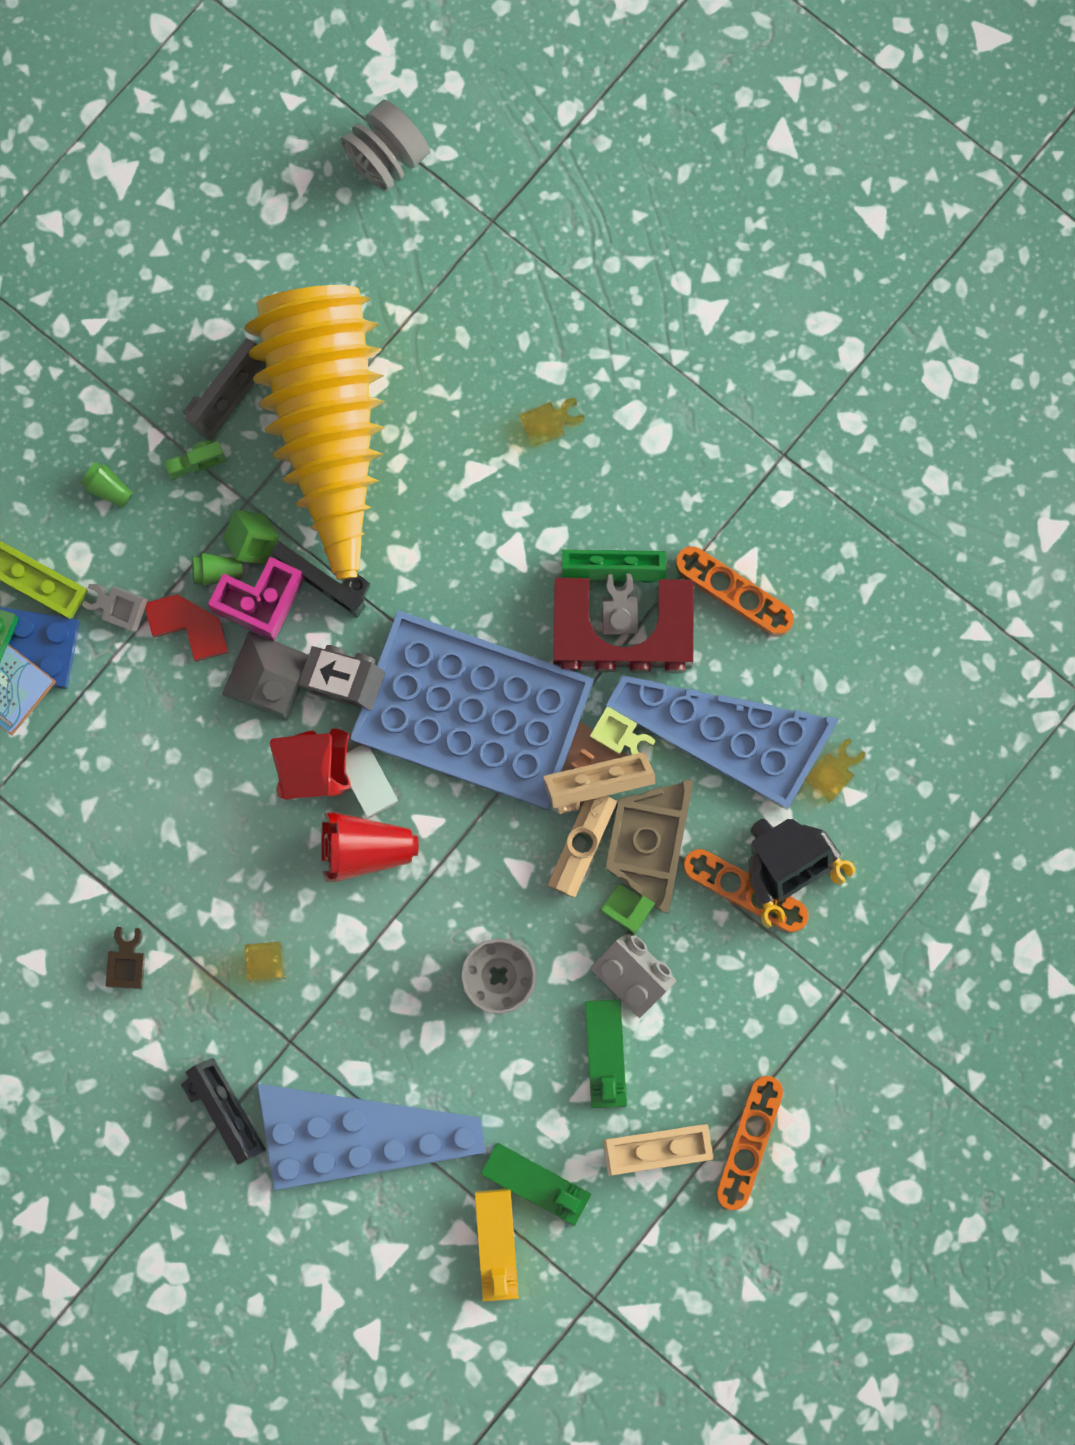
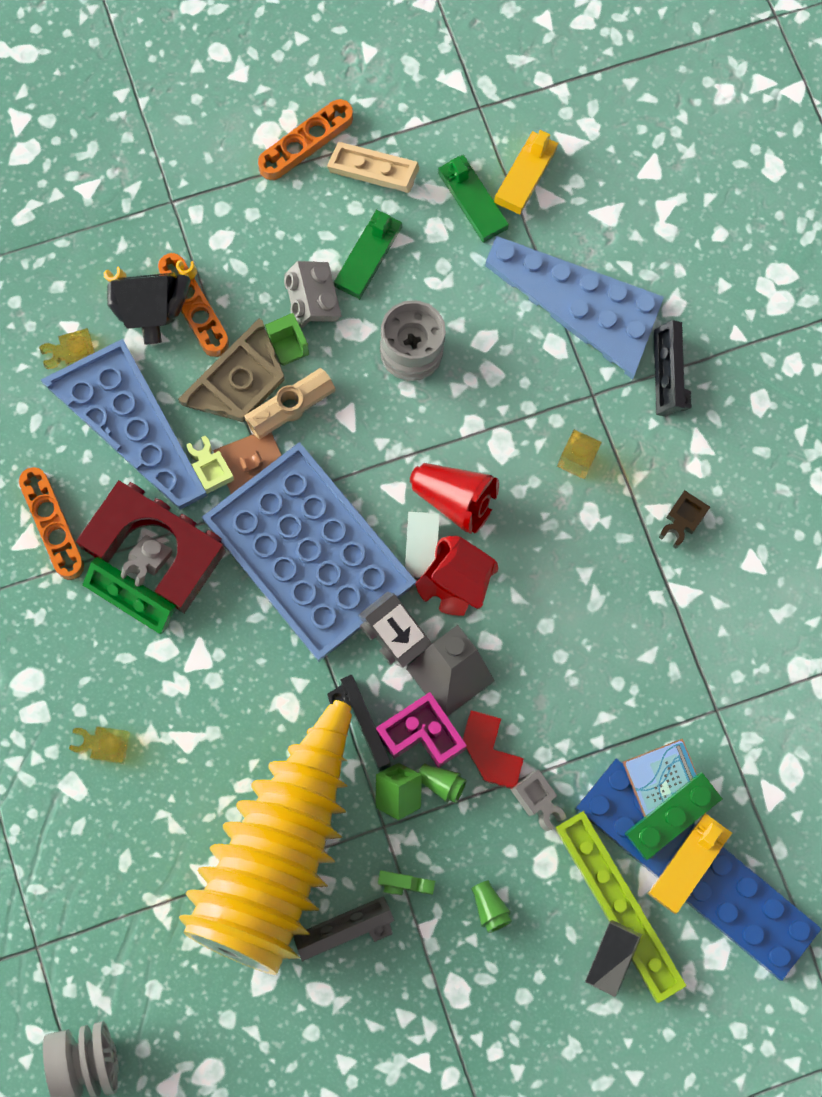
camera: 150 degrees left, 5 degrees down
(597, 780) = (247, 434): tan hinge -> none

